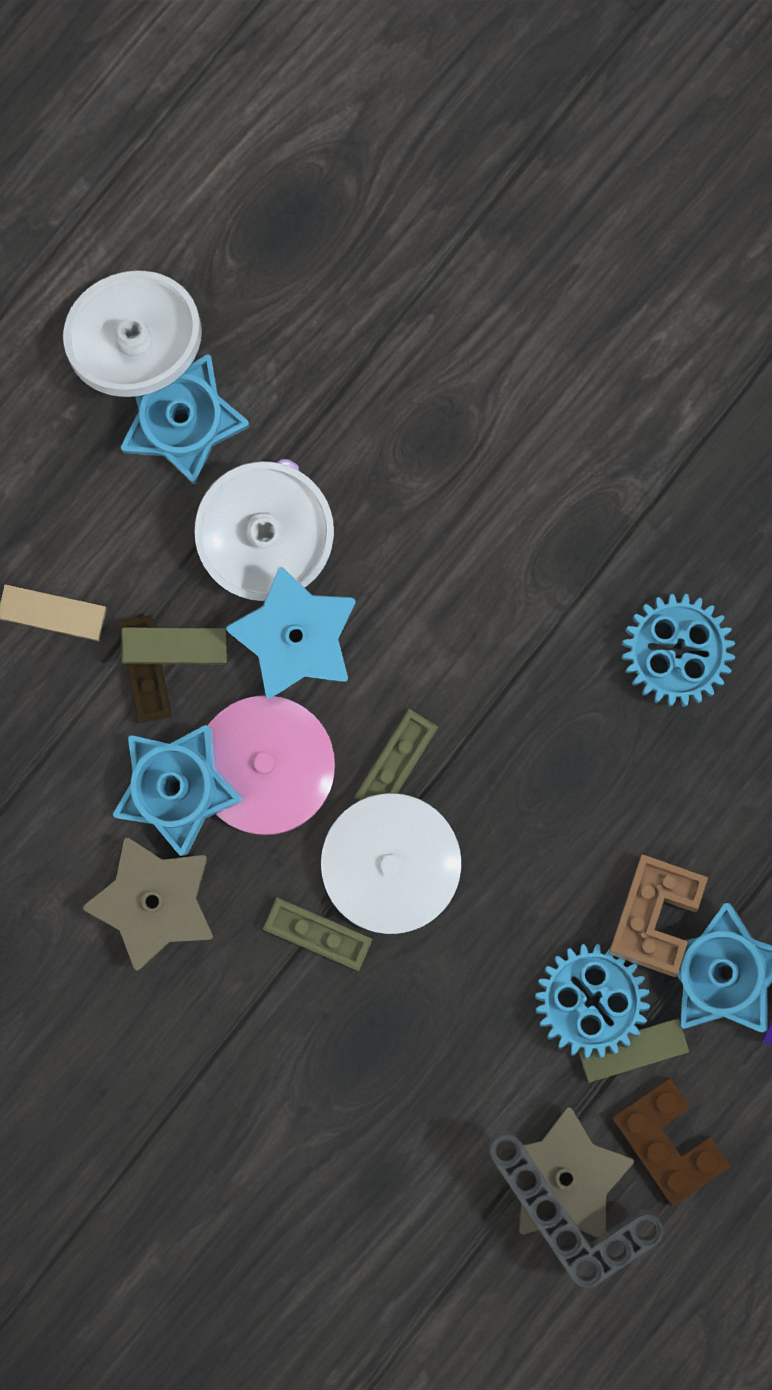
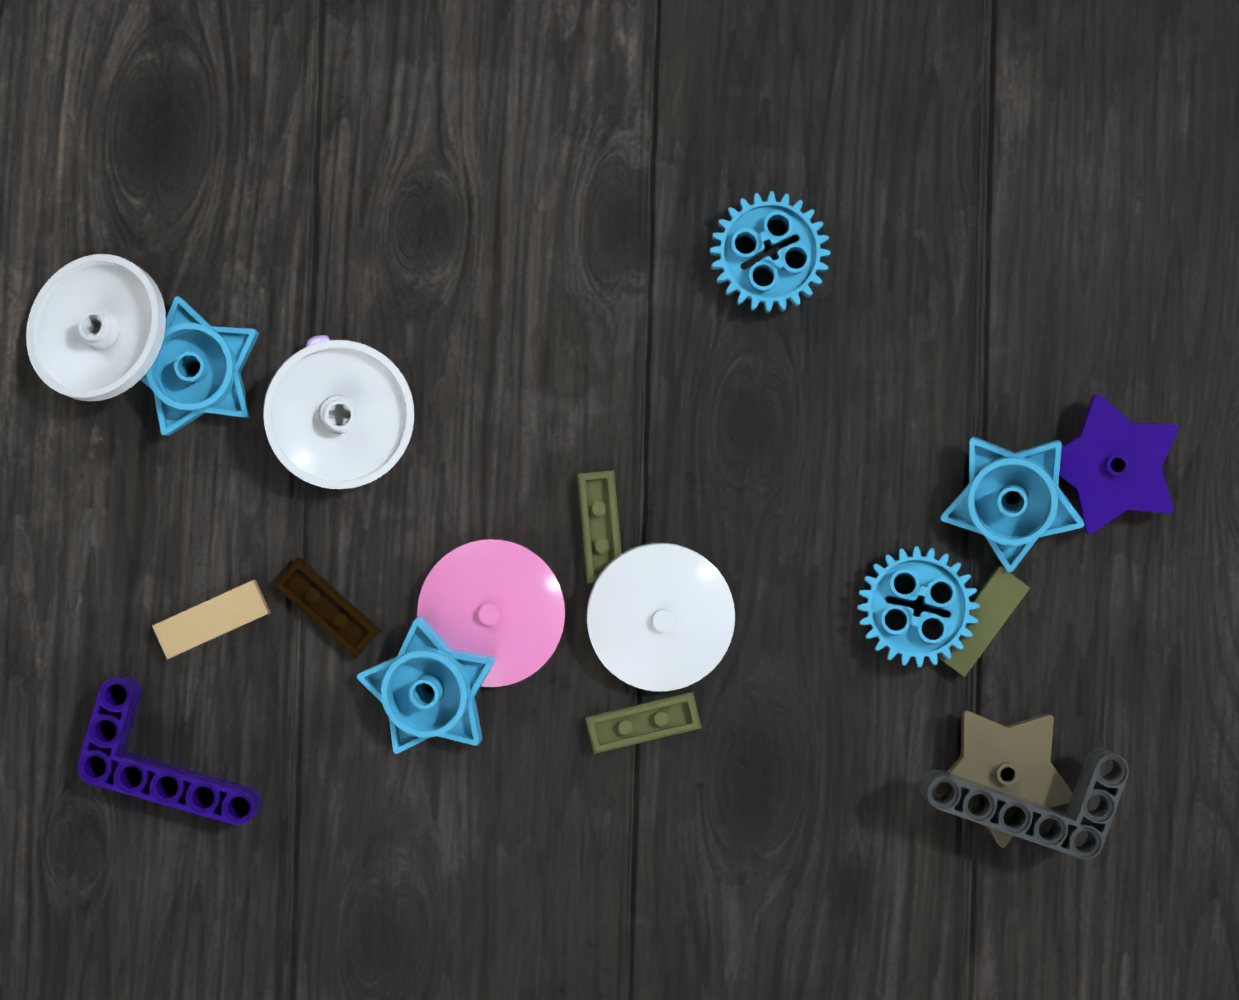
camera: 30 degrees left, 5 degrees up
(173, 646) = (336, 570): olive tile -> none
(173, 920) = (491, 774): dark tan plate -> none
(290, 608) = (412, 463): medium azure plate -> none
(636, 933) = (912, 522): medium nougat plate -> none
(673, 1173) = (1089, 698): reddish brown plate -> none

